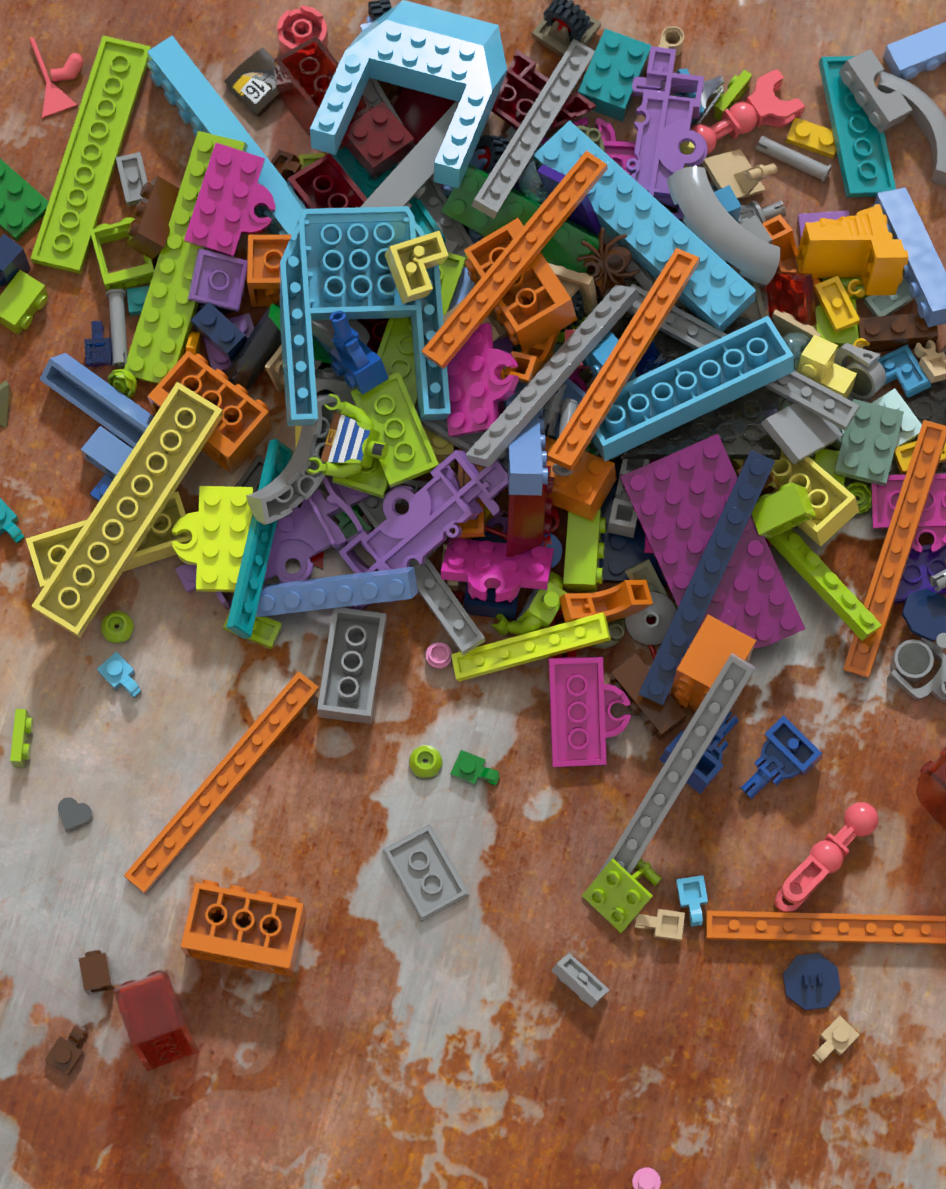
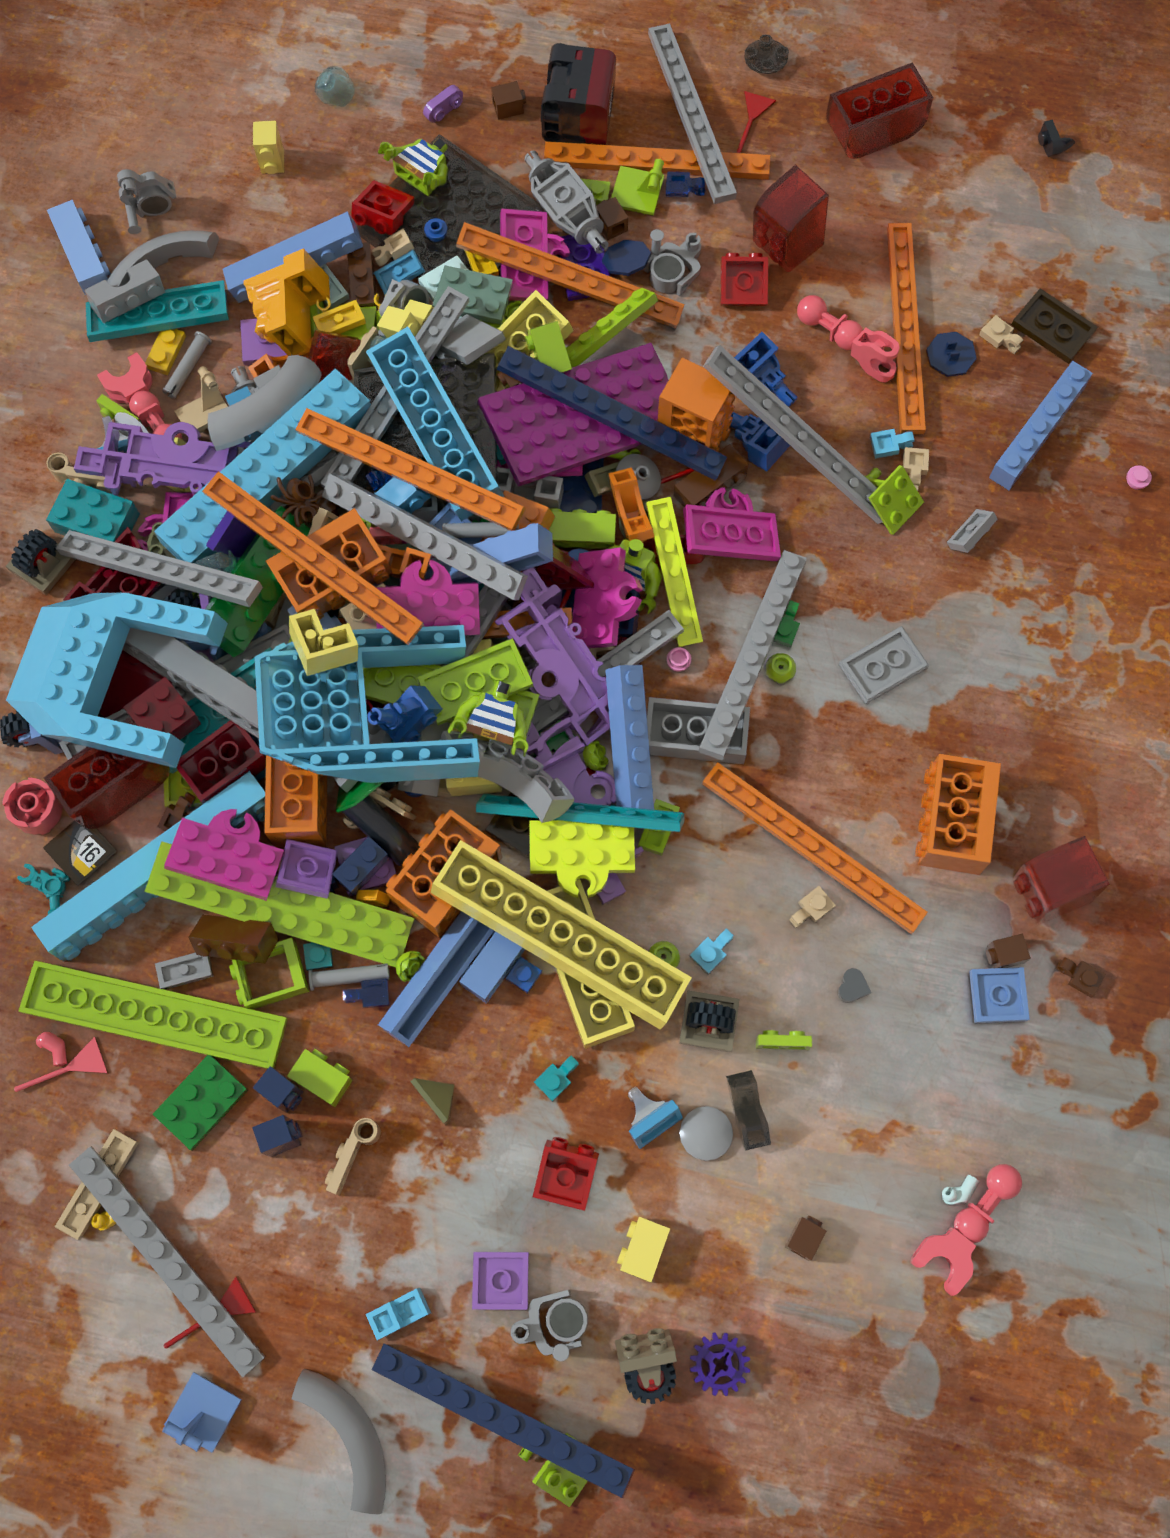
camera: 90 degrees left, 0 degrees up
(47, 666) = (709, 1021): none -> plate
(52, 960) = (999, 995): none -> medium blue plate
(161, 780) = (813, 905): none -> tan plate
(225, 58) = (51, 886): none -> teal piece
(331, 564) = (595, 756): none -> lime plate
(435, 726) = (752, 656): none -> light grey plate
(711, 1071) = (1040, 425): none -> medium blue brick
(845, 1103) = (1054, 326): none -> dark brown plate
(901, 744) = (744, 280): none -> red plate

